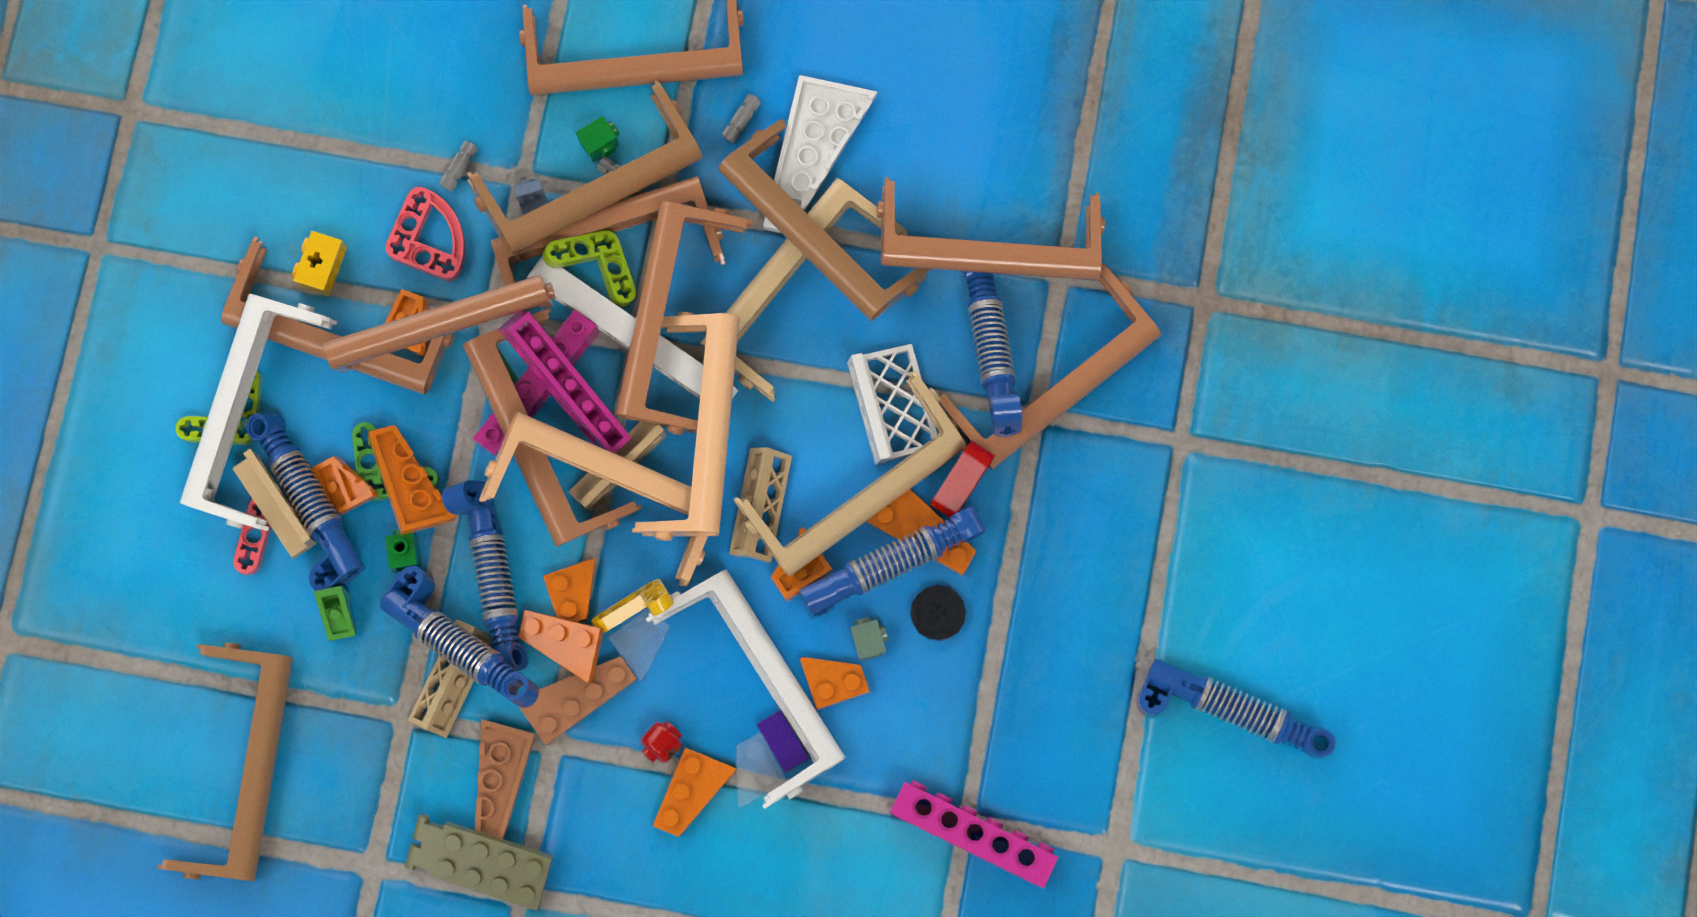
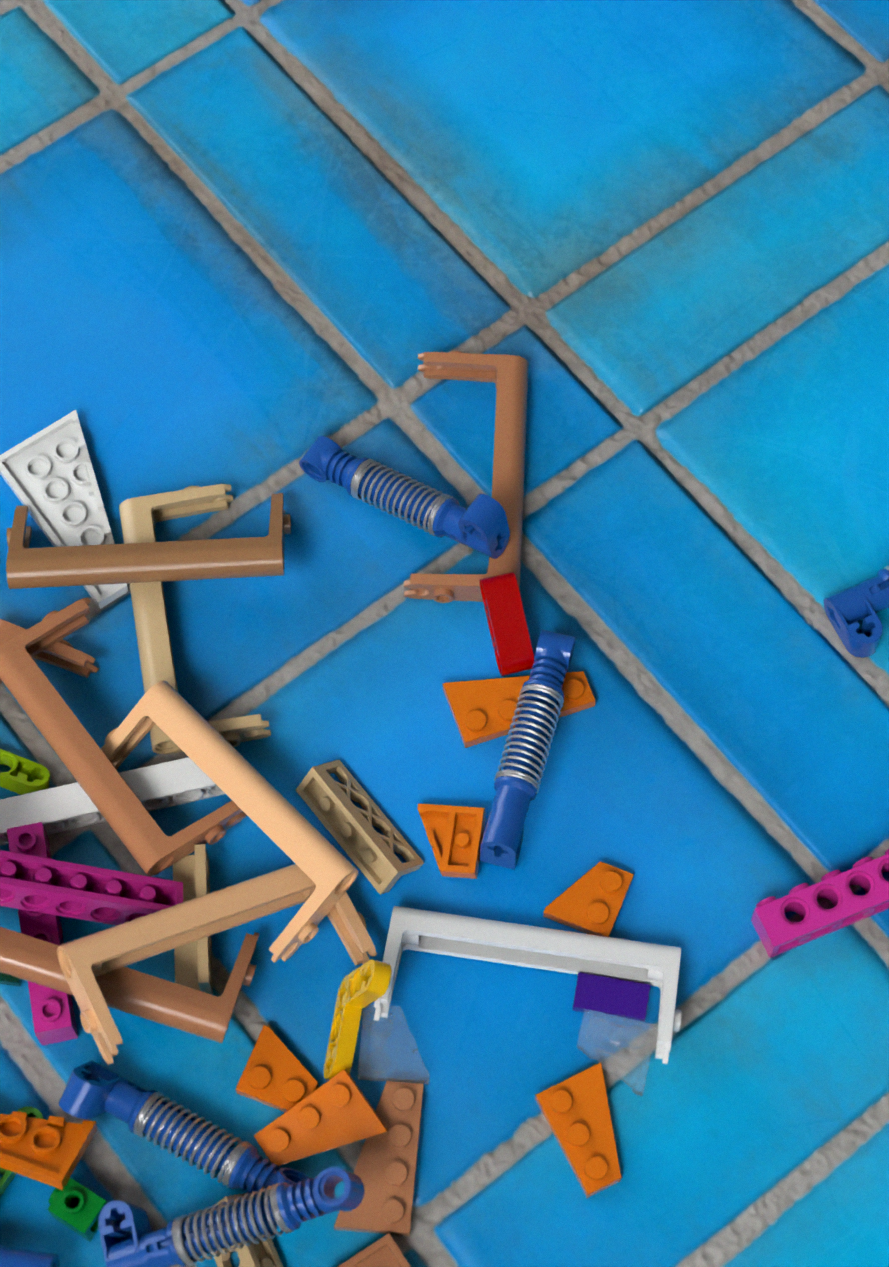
camera: 50 degrees left, 15 degrees down
(661, 742) = (510, 1113): red head -> none
(869, 638) = (582, 832): sand green brick -> none
(870, 407) = (363, 650): white fence -> none
(870, 499) = (450, 718): tan piece -> none
(938, 613) = (611, 754): black tile -> none
(991, 256) = (247, 491): nougat piece -> none

